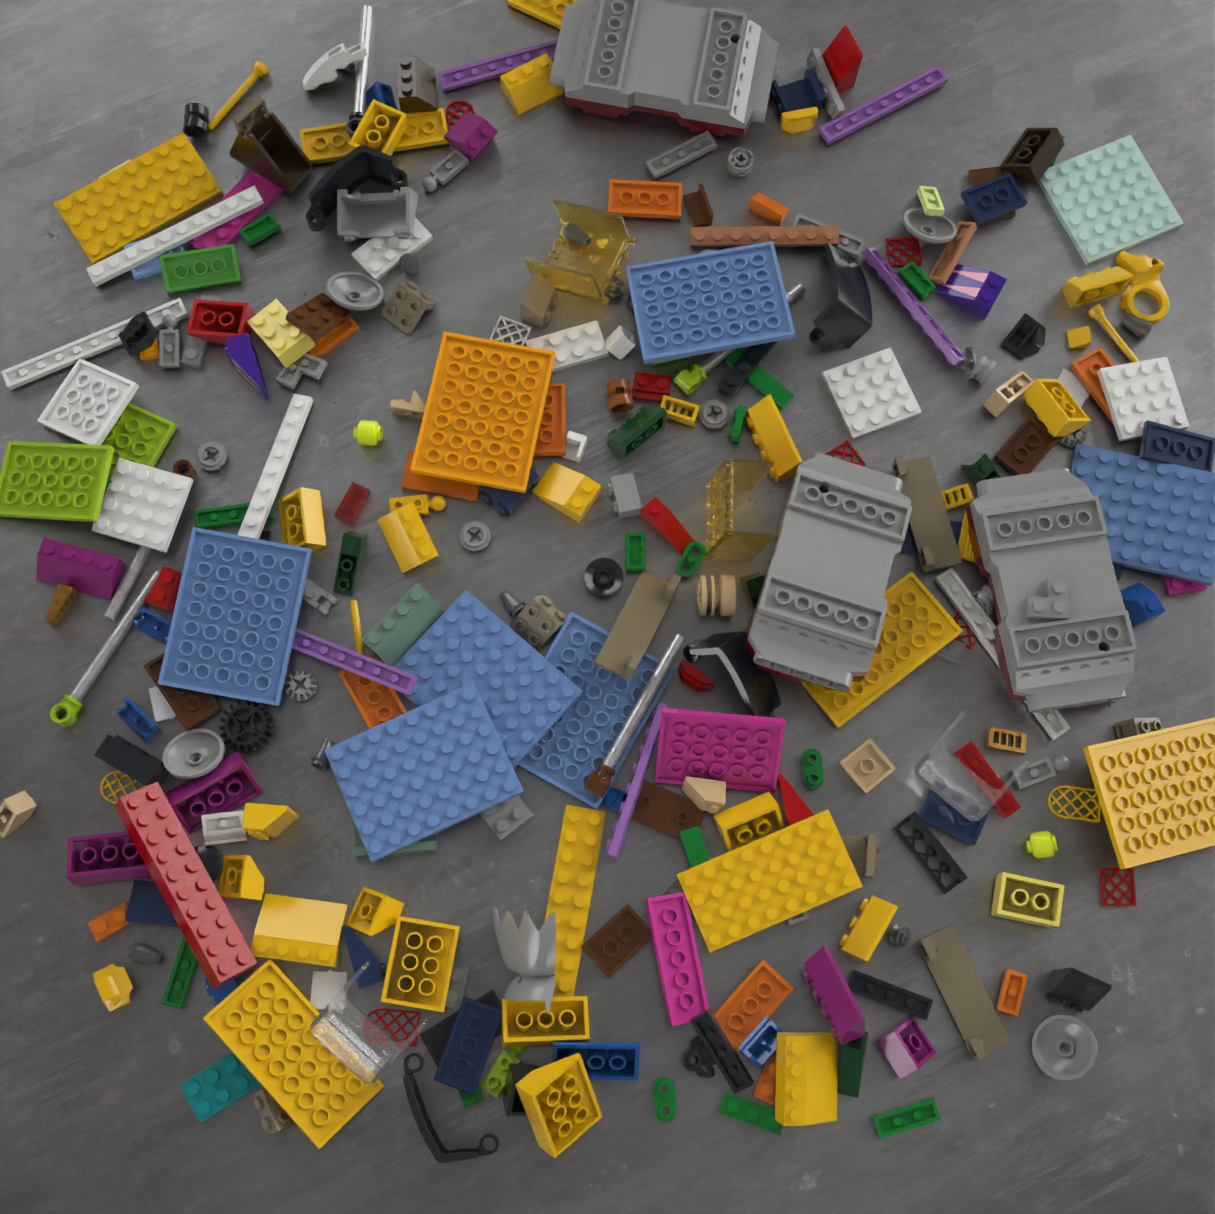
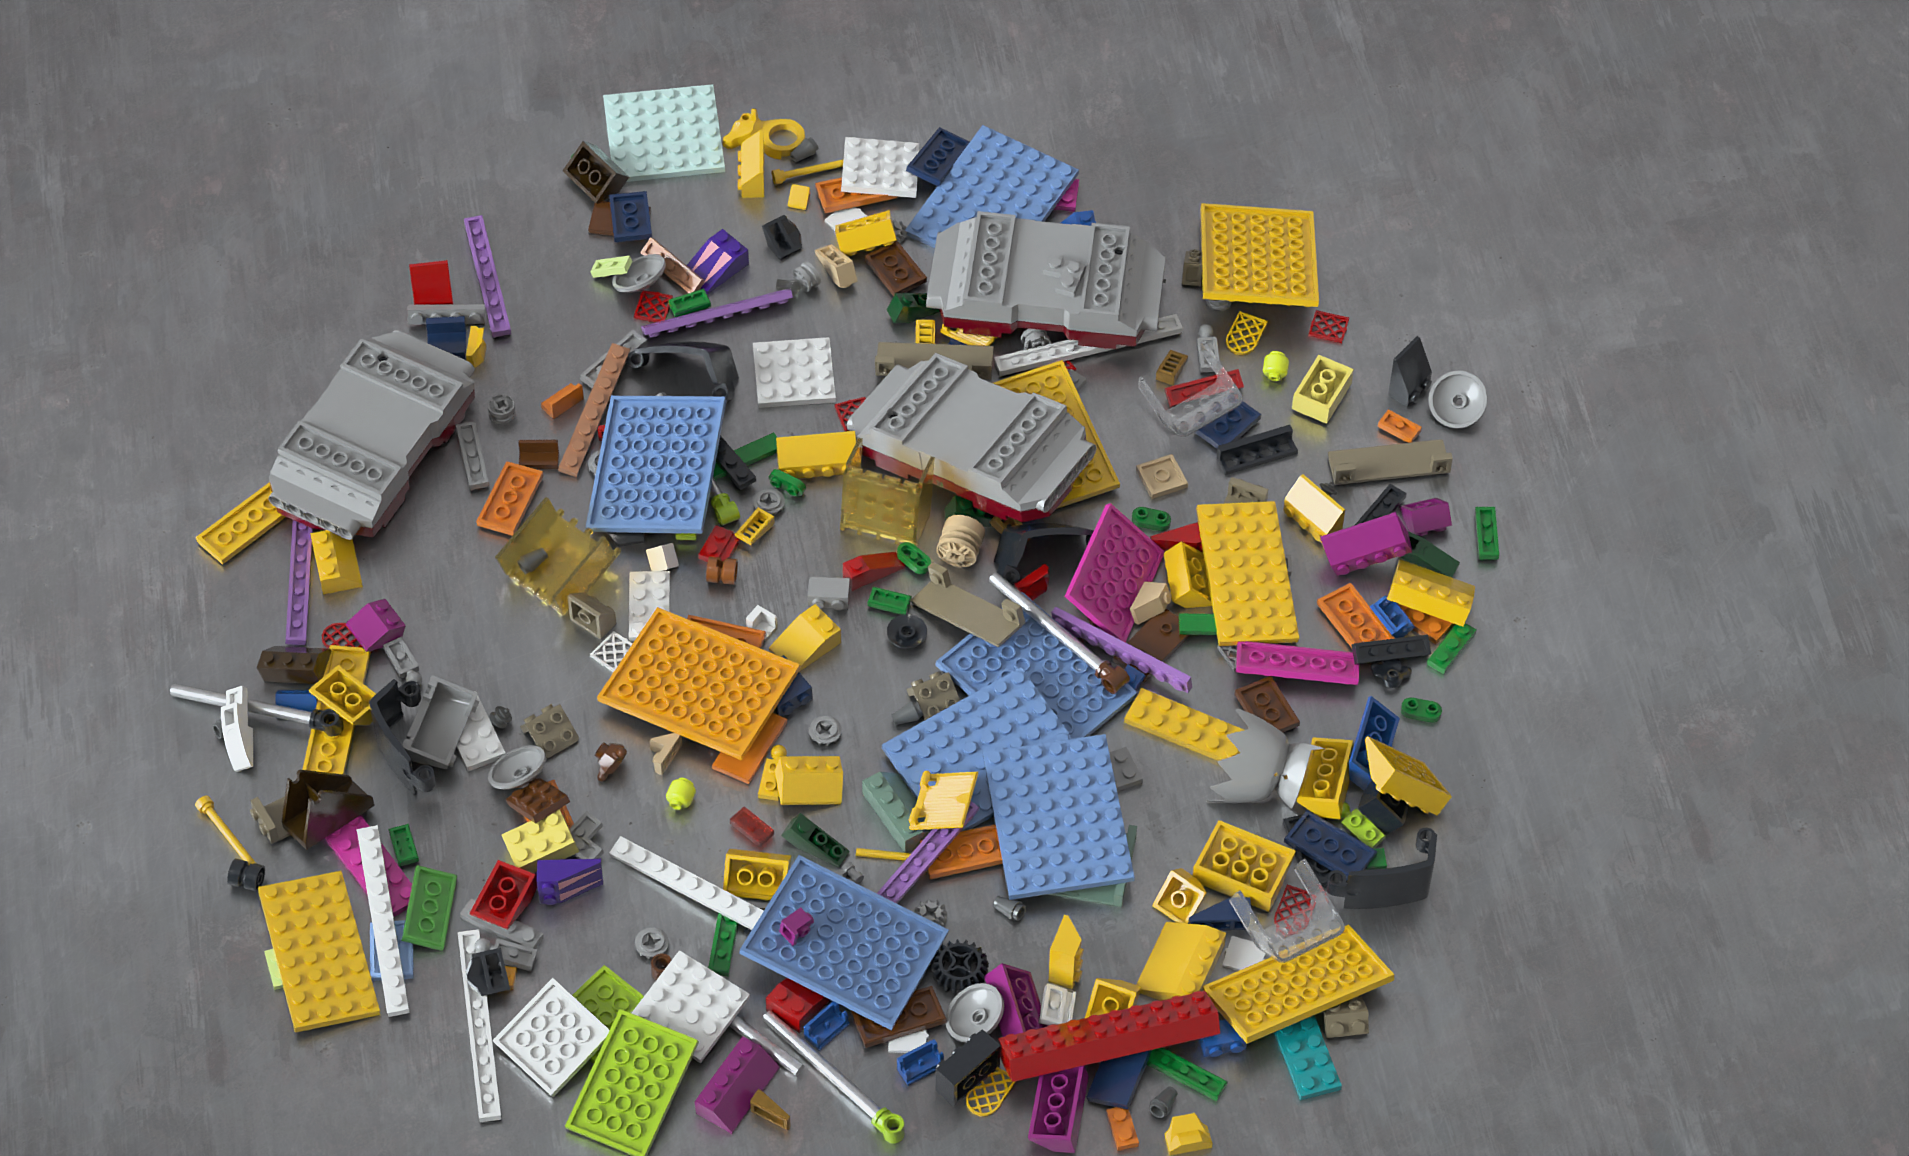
camera: 70 degrees left, 20 degrees down
(226, 568) = (796, 925): none -> magenta brick
(390, 363) = (610, 758): none -> reddish brown rock
(406, 660) = (944, 803): none -> yellow window
(636, 430) = (764, 564): dark green slope -> none

